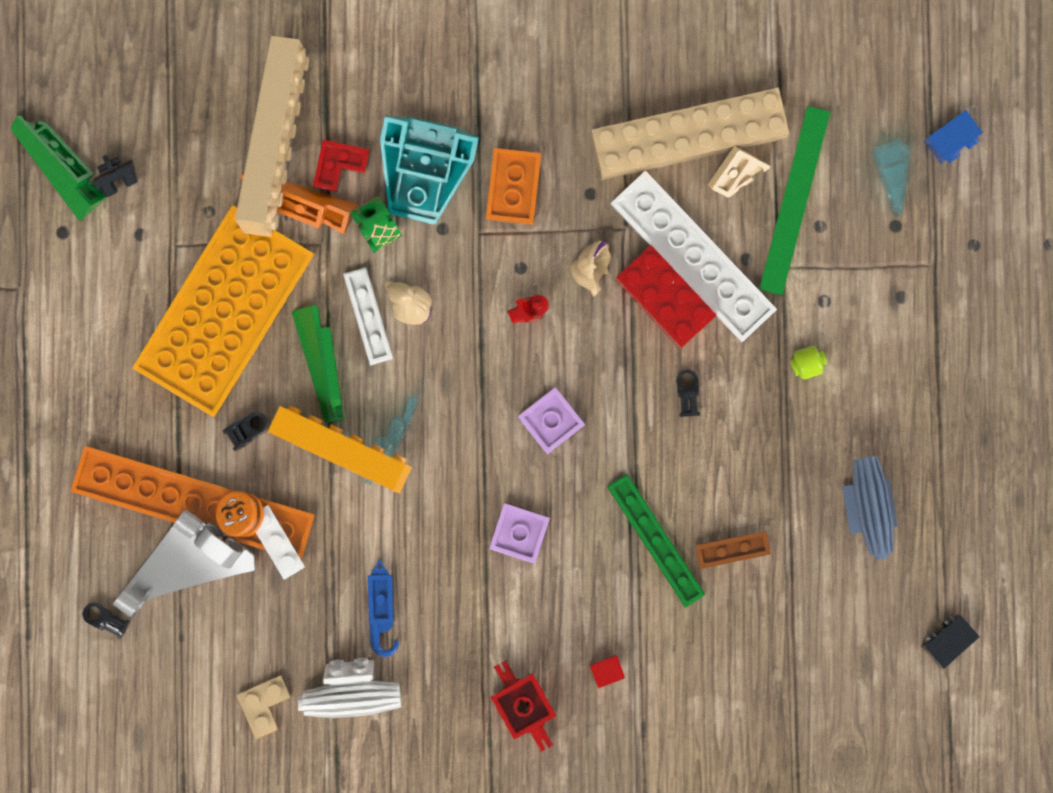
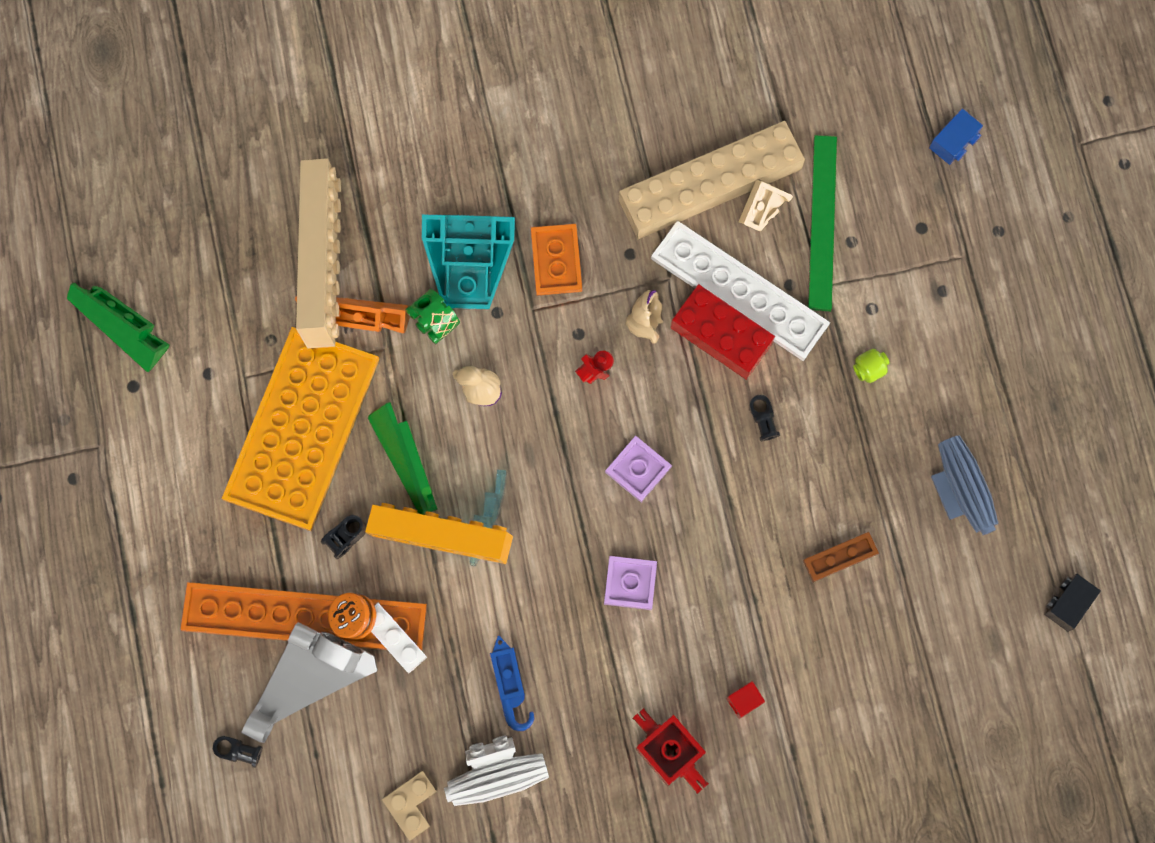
camera: 10 degrees left, 10 degrees down
(105, 181) = (184, 316): black hips -> none
(333, 159) = (382, 266): red plate -> none
(368, 316) = (442, 406): white tile -> none
(656, 540) = (764, 564): green tile -> none
(893, 167) = (907, 175): clear light blue slope -> none

